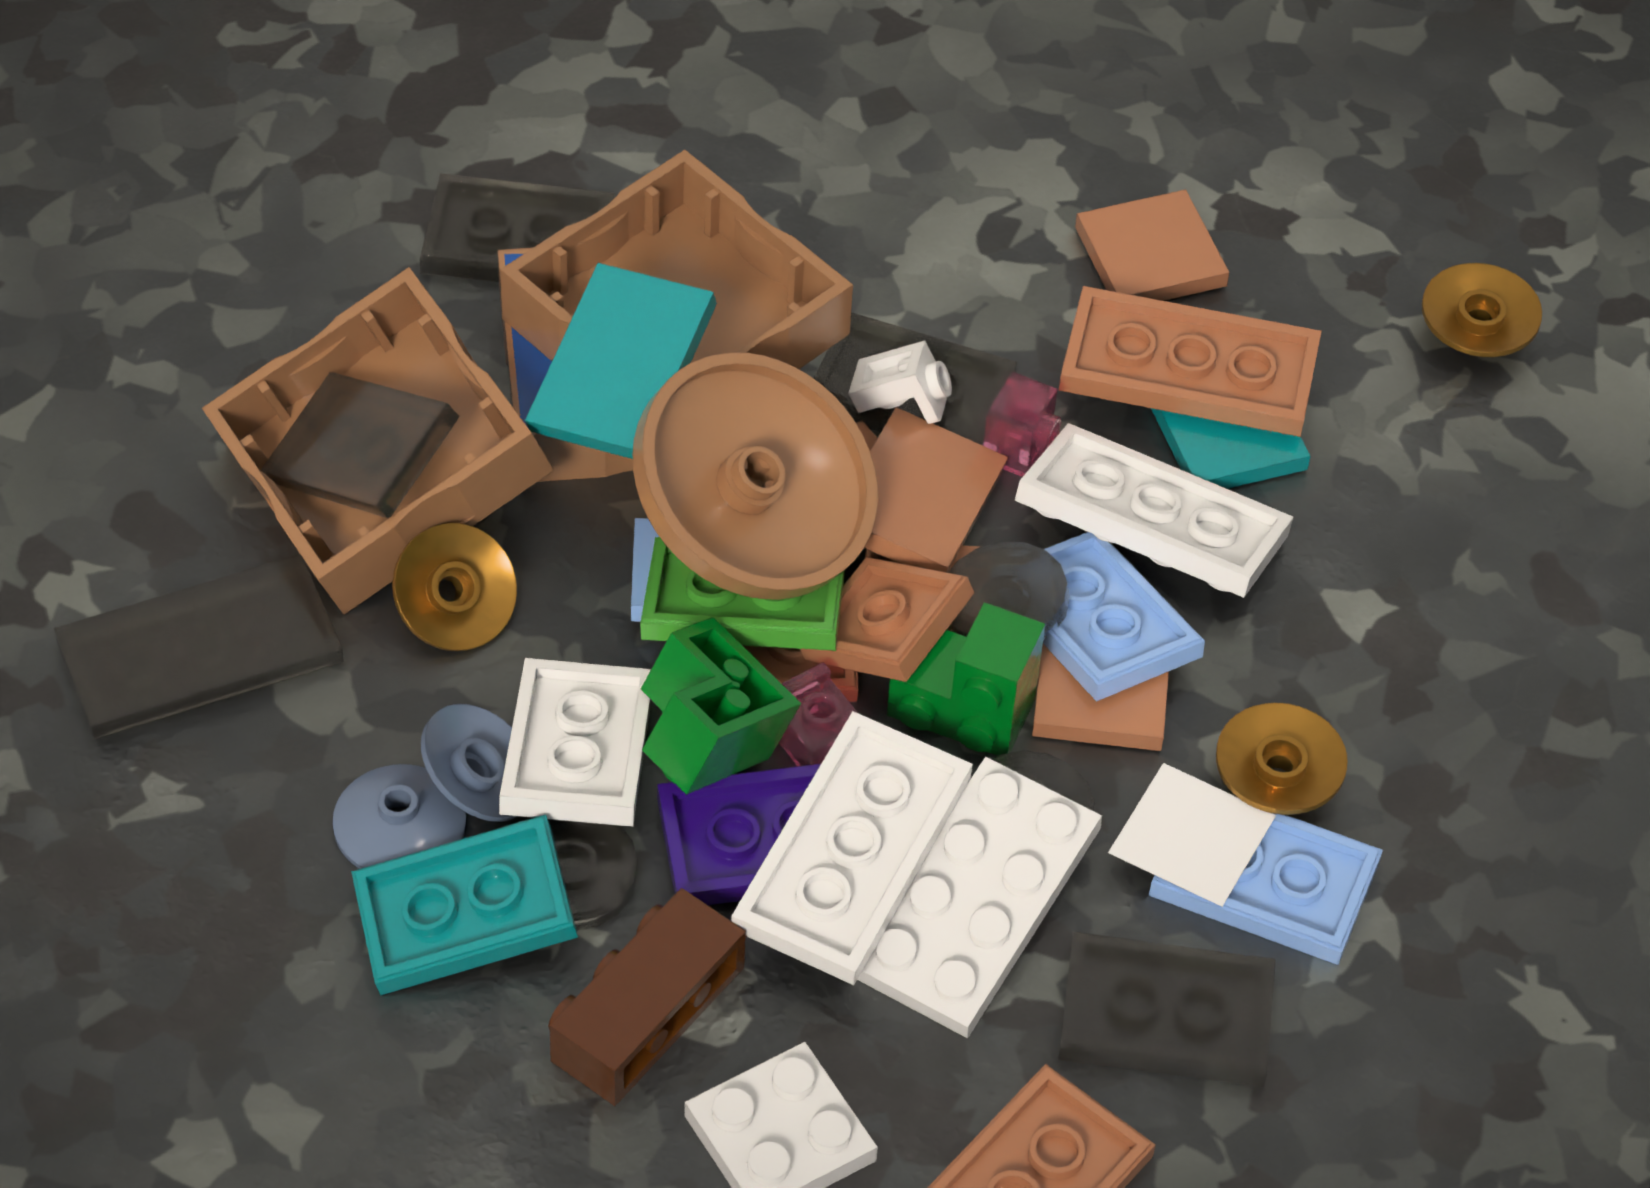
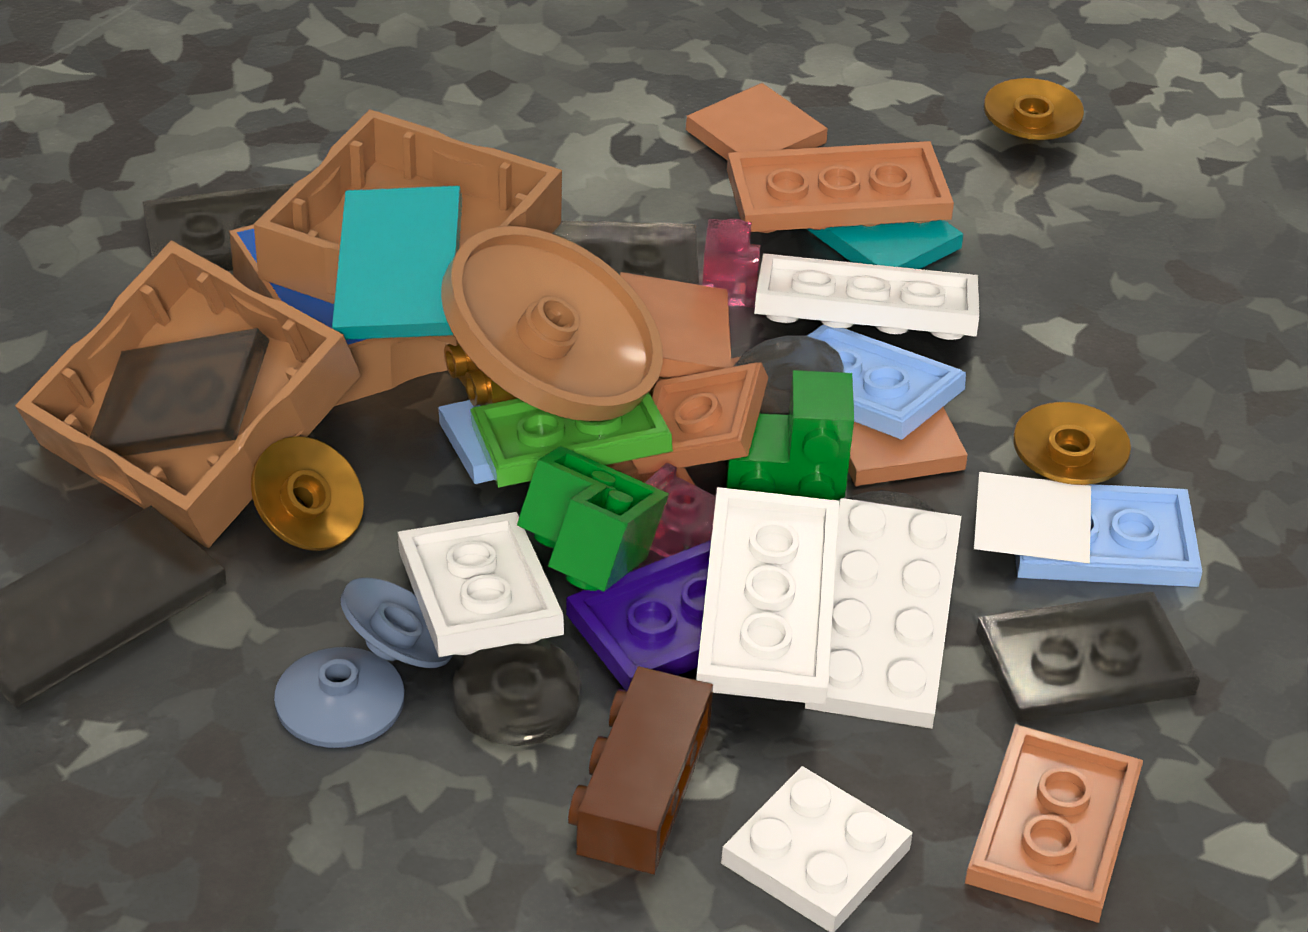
camera: 20 degrees left, 10 degrees down
(463, 905) = (438, 743): teal tile -> none
(902, 374) = (621, 242): white bracket -> none

